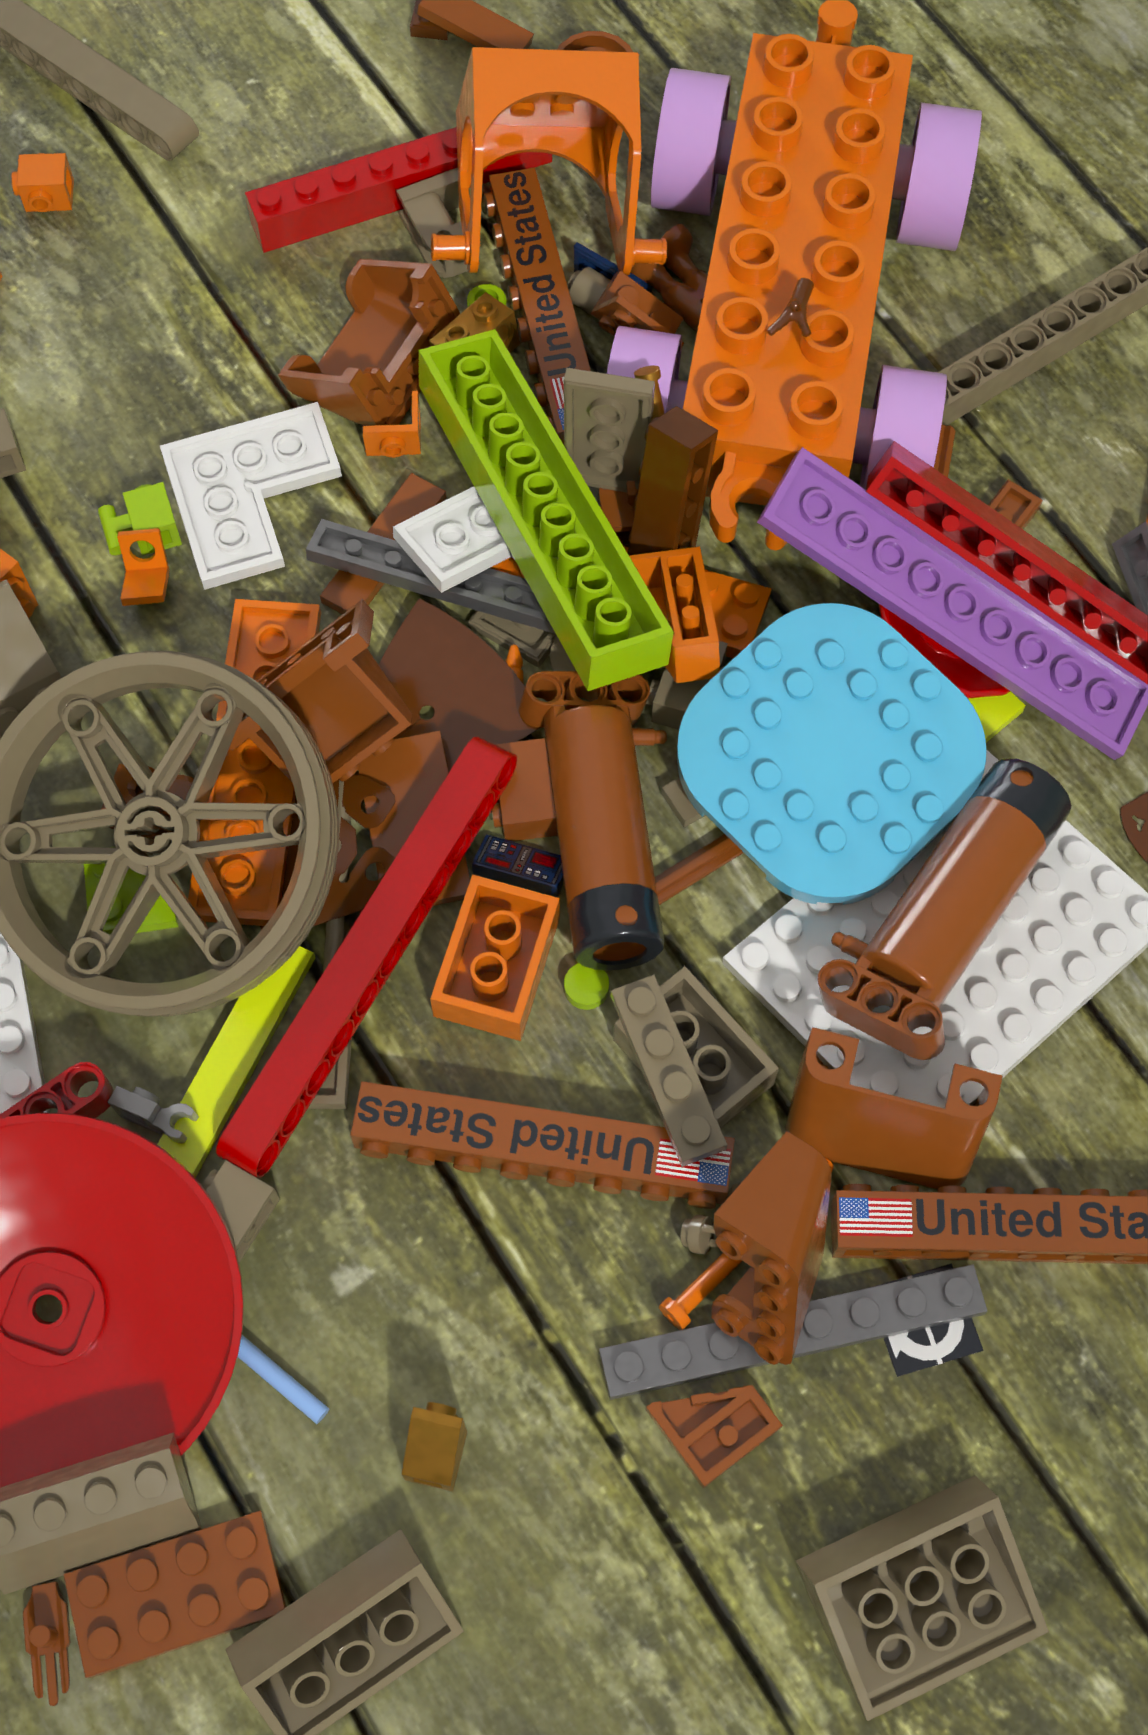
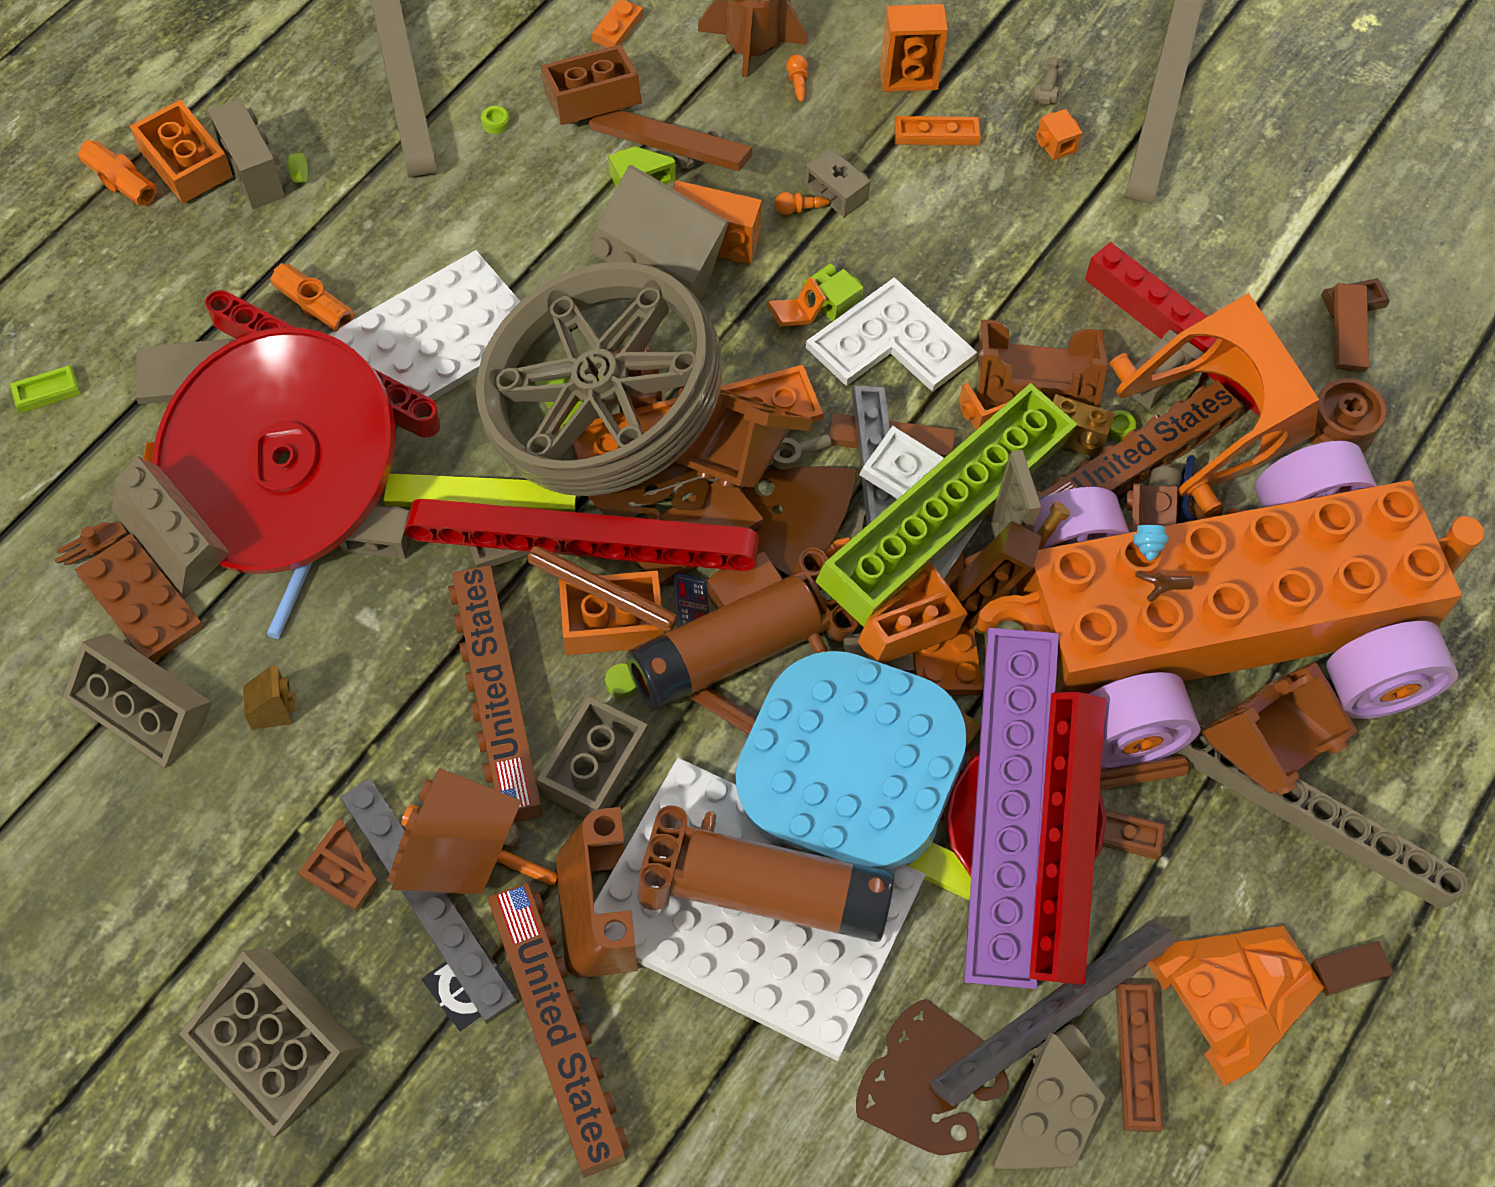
camera: 65 degrees right, 5 degrees down
(143, 1109) = (428, 457): light grey plate -> none
(472, 949) = (602, 588): none -> dark orange axle
(668, 1070) = (564, 738): dark tan plate -> none
(738, 296) = (1151, 540): none -> medium azure plate
(942, 312) = (1282, 728): none -> dark orange windscreen

